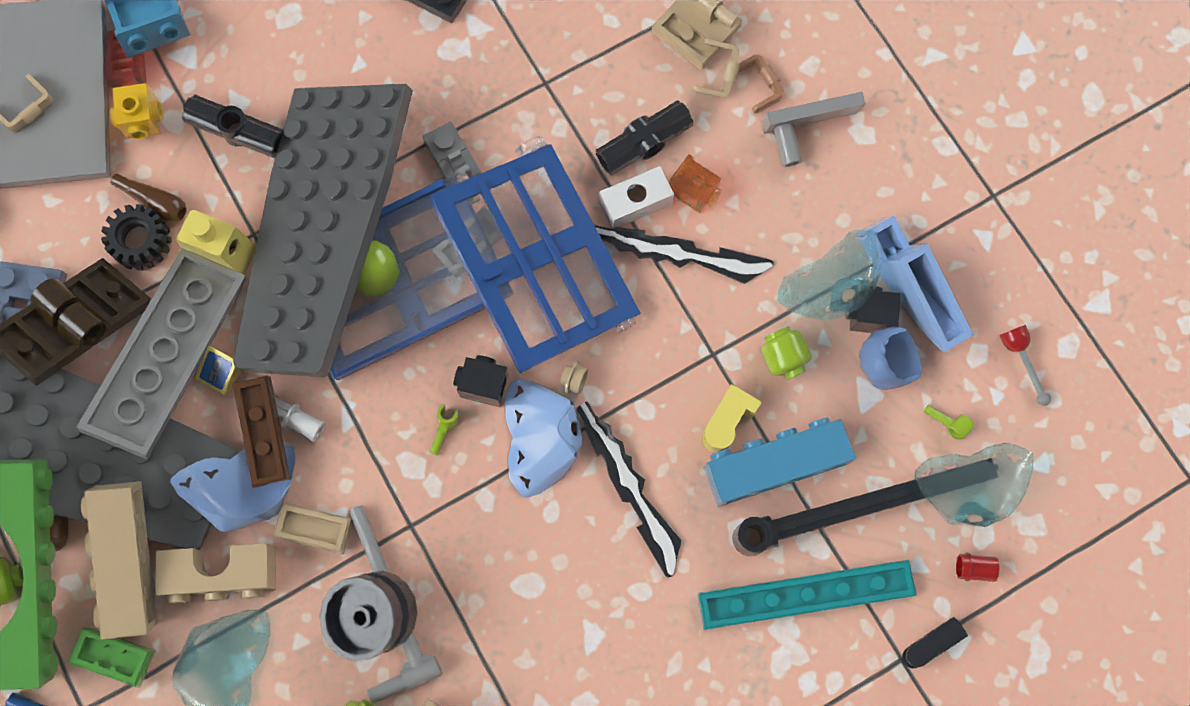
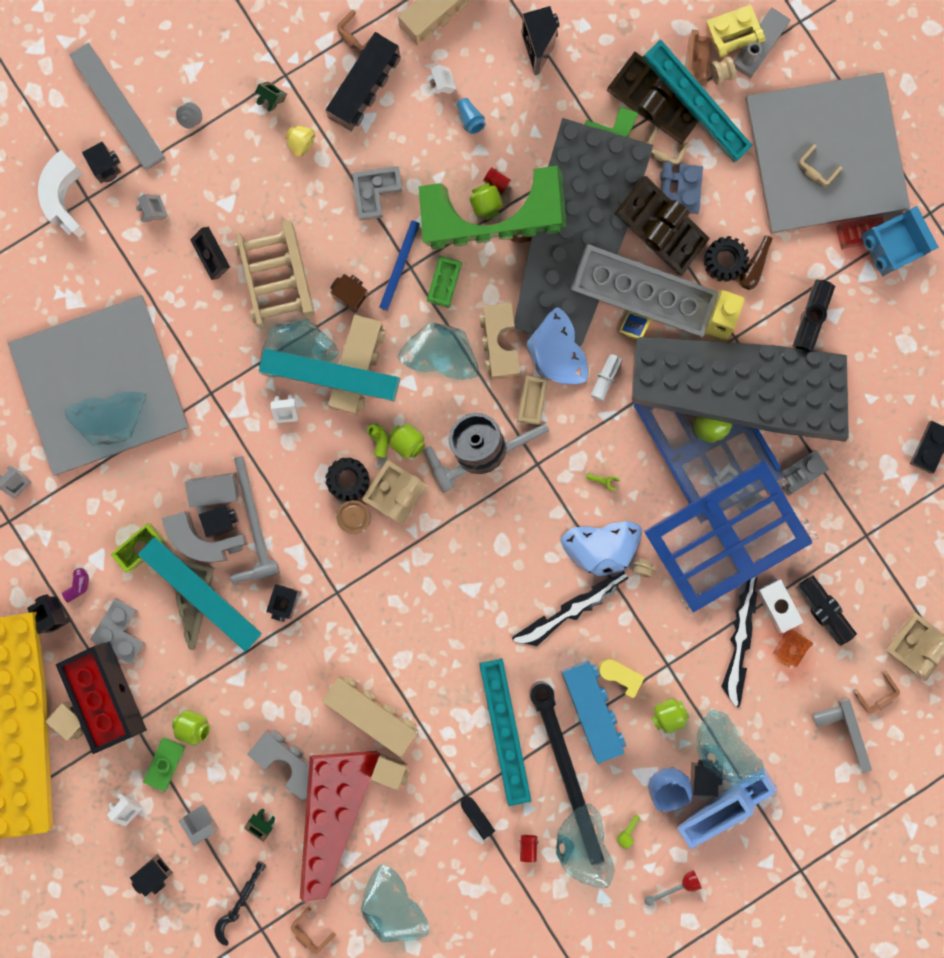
camera: 90 degrees right, 10 degrees up
(119, 559) = (505, 281): tan brick -> none
(136, 111) = (818, 247): yellow brick -> none
(261, 431) = (594, 360): reddish brown tile -> none
(481, 380) = (638, 504): black brick -> none
(730, 72) = (881, 672): tan piece -> none

